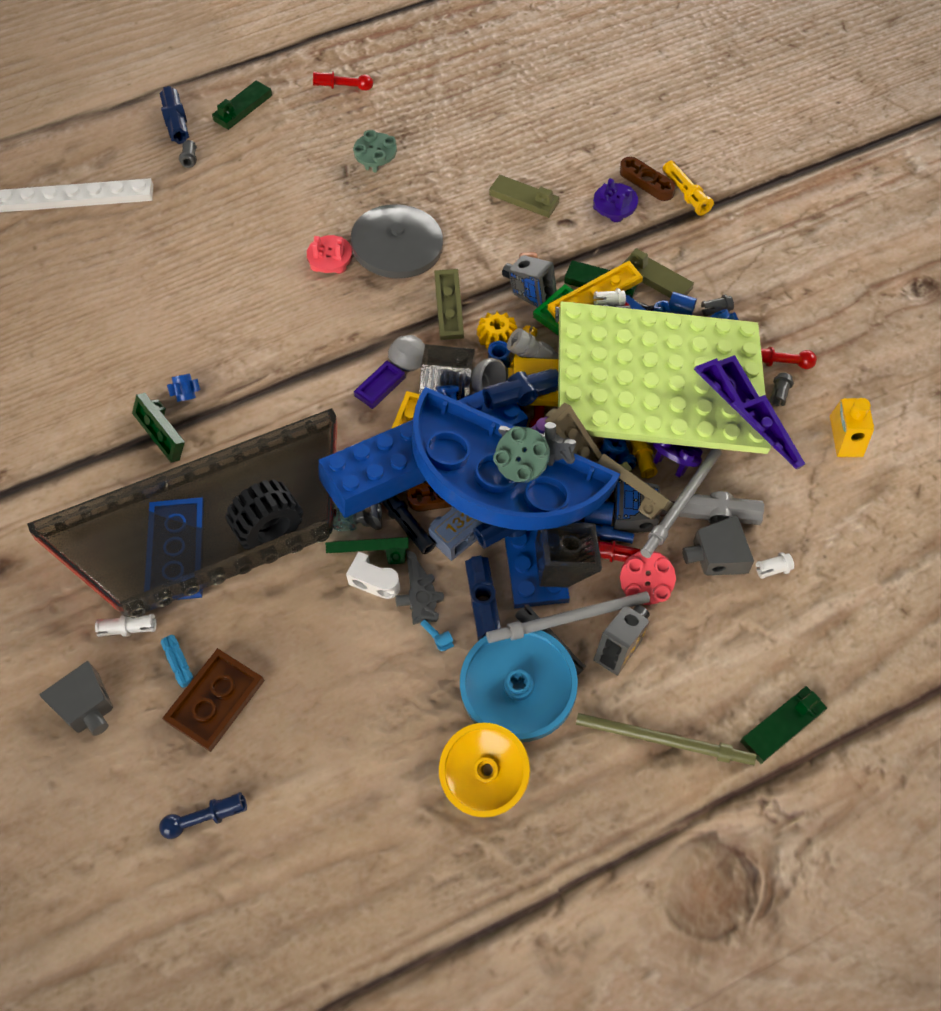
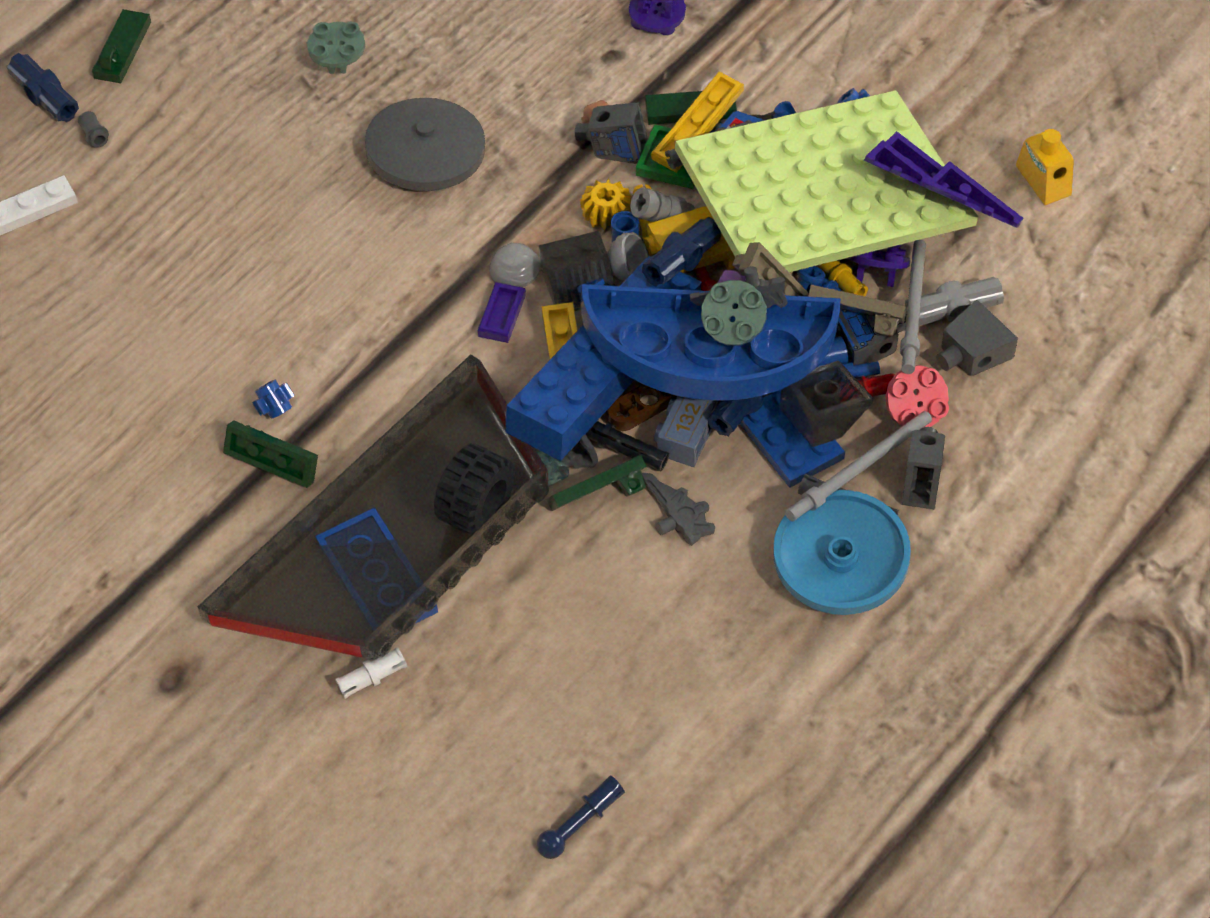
camera: 25 degrees left, 5 degrees down
(80, 699) = (371, 765): dark grey torso -> none
(177, 660) = (453, 685): dark azure axle -> none
(213, 699) = (520, 704): reddish brown plate -> none
(338, 256) = (349, 177): coral plate -> none
(372, 579) = (623, 515): white leg -> none
(442, 641) = (733, 549): dark azure hand -> none
(449, 304) = (533, 194): olive hinge -> none
(463, 773) = (860, 622): yellow dish -> none
(481, 583) = (745, 474): dark blue piece -> none
(533, 199) = (546, 40): olive hinge -> none
(612, 298) = (726, 118): white pin -> none
(659, 276) = (757, 80): olive hinge -> none
(682, 304) = (801, 99): blue beam -> none
(716, 305) = (836, 89): dark grey pin -> none
(723, 751) = (1079, 536): olive bar -> none
(775, 565) = (1045, 332): white pin -> none
(783, 383) = (951, 149): dark grey pin -> none
(783, 724) = (1124, 486): dark green hinge -> none
(805, 359) = (960, 114): red pin -> none

